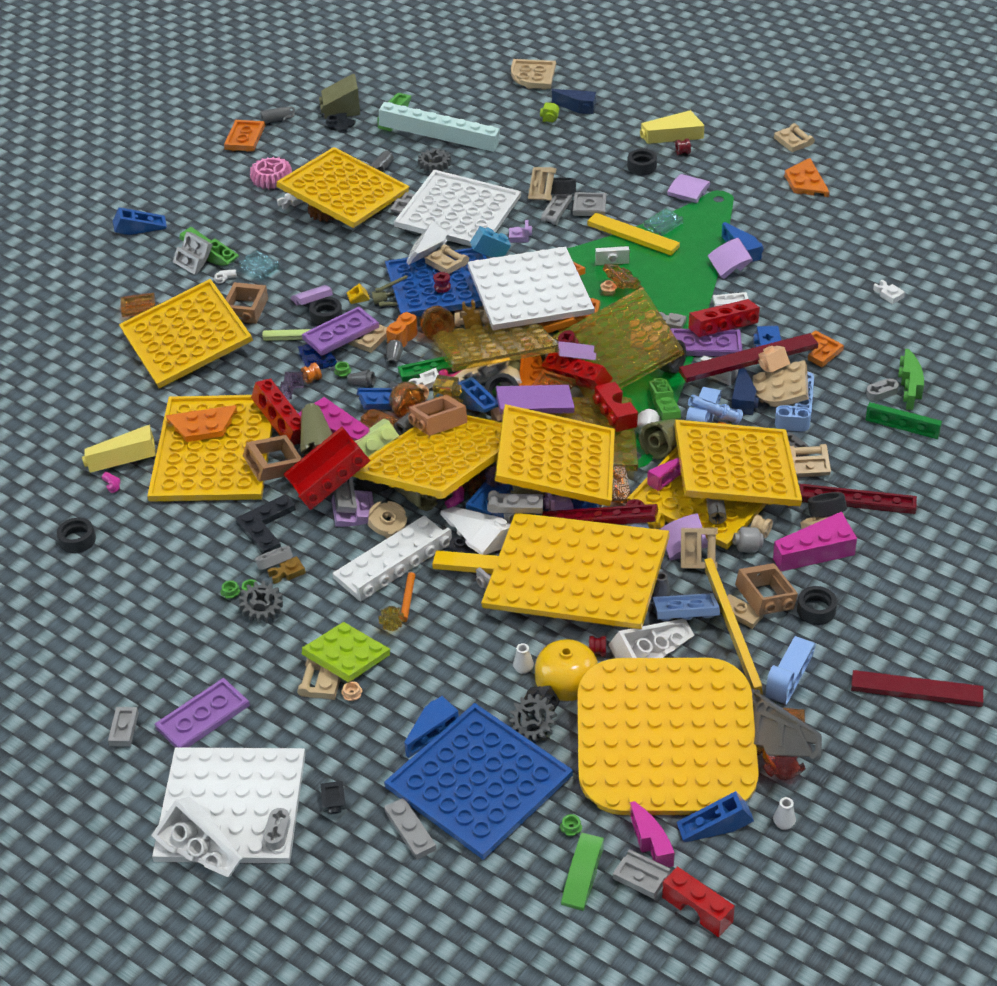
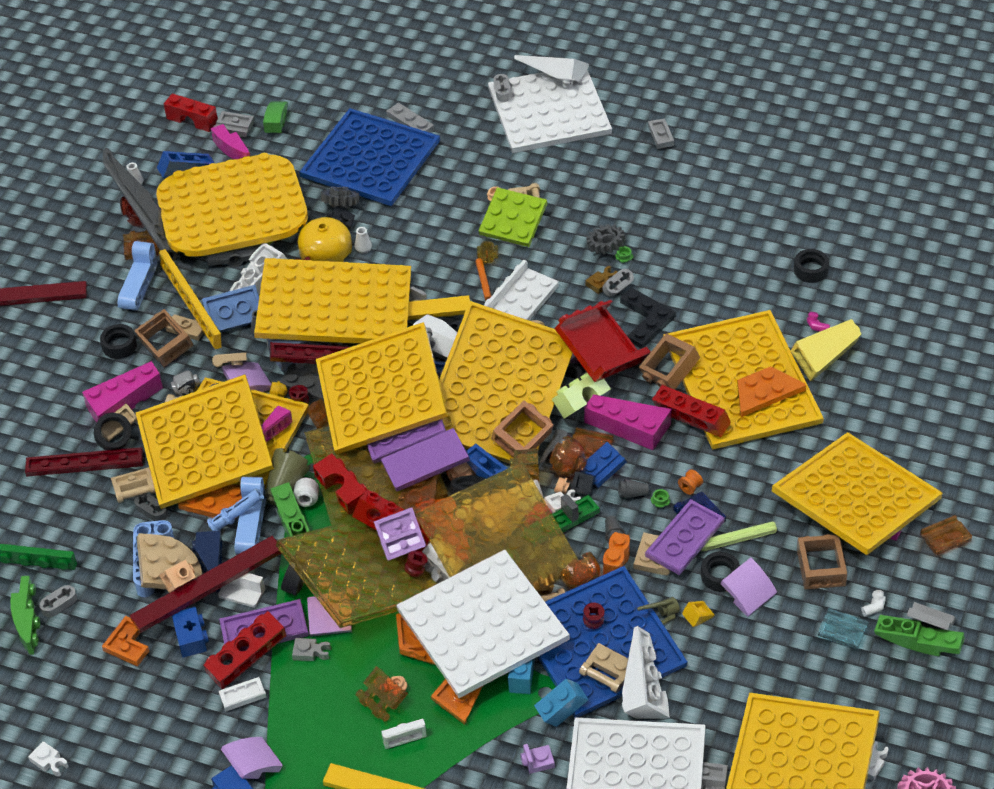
camera: 165 degrees right, 5 degrees up
(202, 714) = (606, 158): medium lavender tile -> none
(230, 589) = (641, 250): bright green plate -> none
(291, 381) = (707, 461): clear purple bracket -> none
(313, 428) = (635, 386): olive cone -> none
(333, 797) = (472, 119): black bracket -> none
(423, 359) = (569, 507): none -> dark grey tile
(431, 722) = (418, 183): blue slope -> none
(571, 820) = (292, 143): bright green plate -> none

